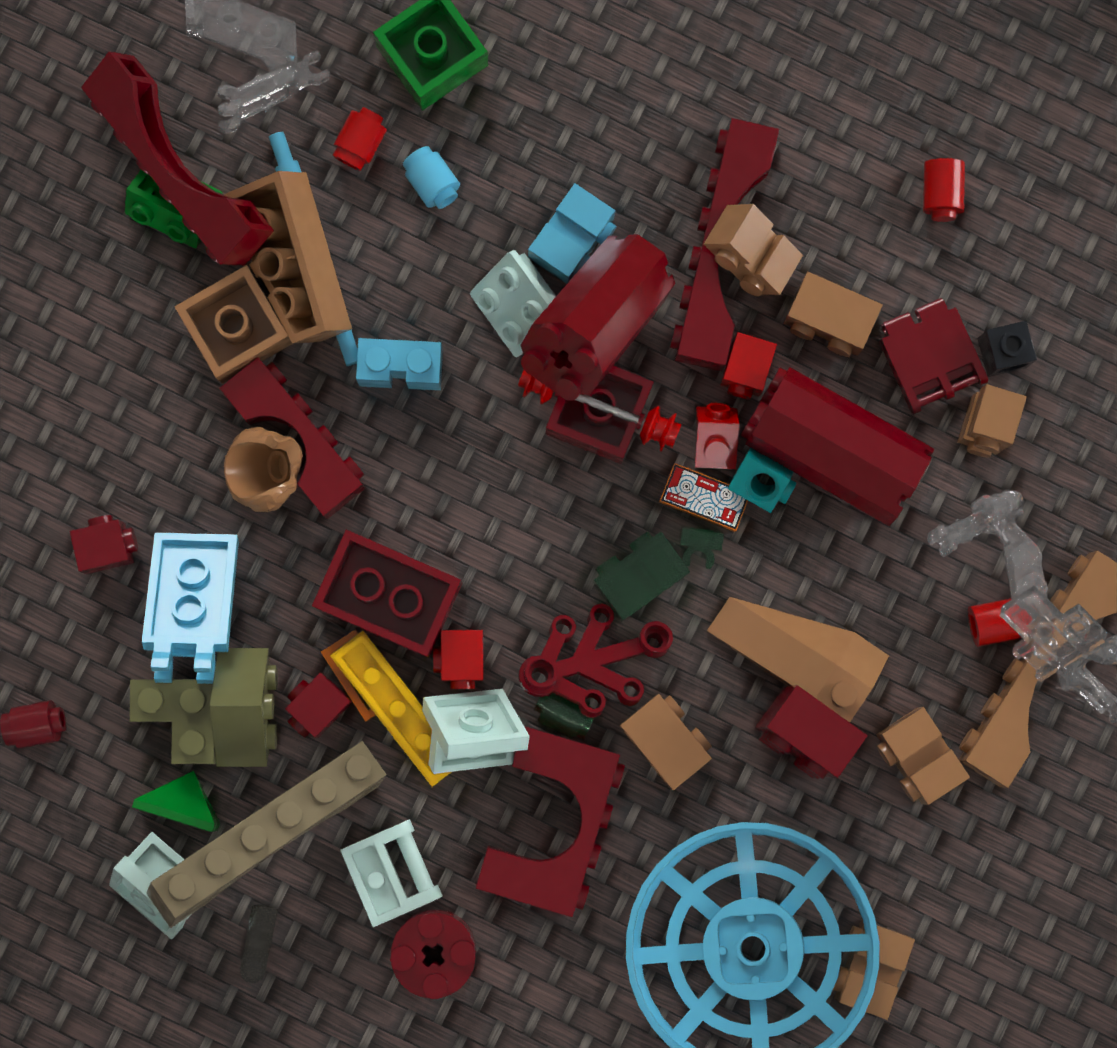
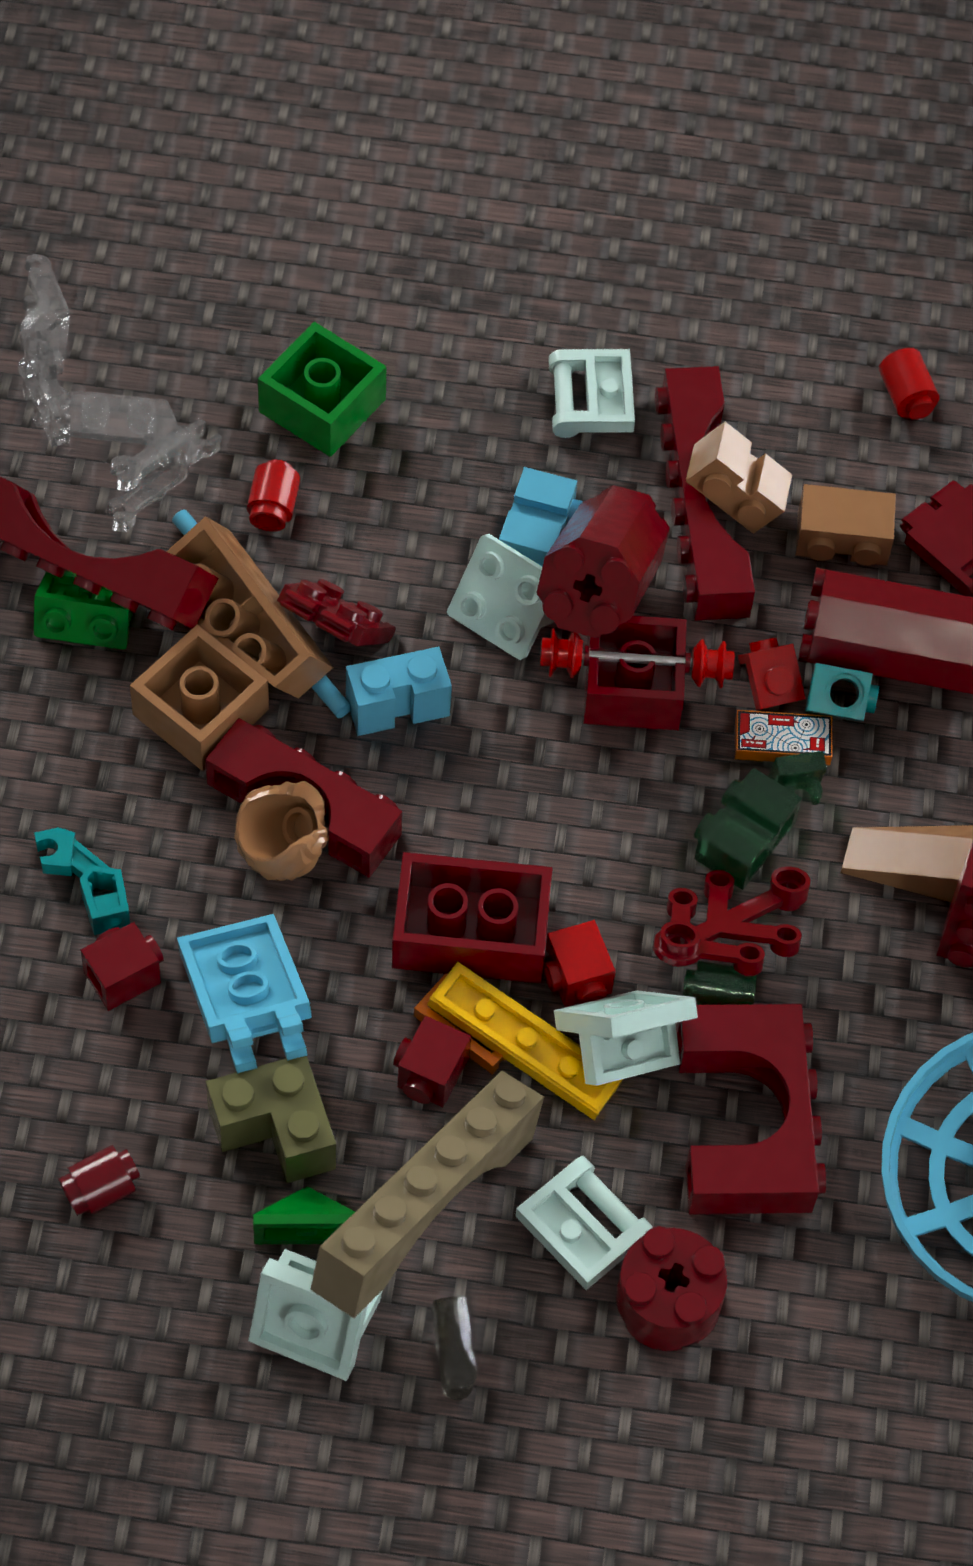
camera: 15 degrees left, 25 degrees down
(95, 437) = (72, 857): none -> teal piece
(243, 707) = (351, 1083): olive brick -> none
(368, 280) = (345, 620): none -> dark red plate
(431, 178) = (365, 511): medium azure brick -> none
(666, 740) = (845, 986): medium nougat brick -> none
(679, 115) = (607, 391): none -> light aqua plate
(748, 366) = (778, 594): red brick -> none

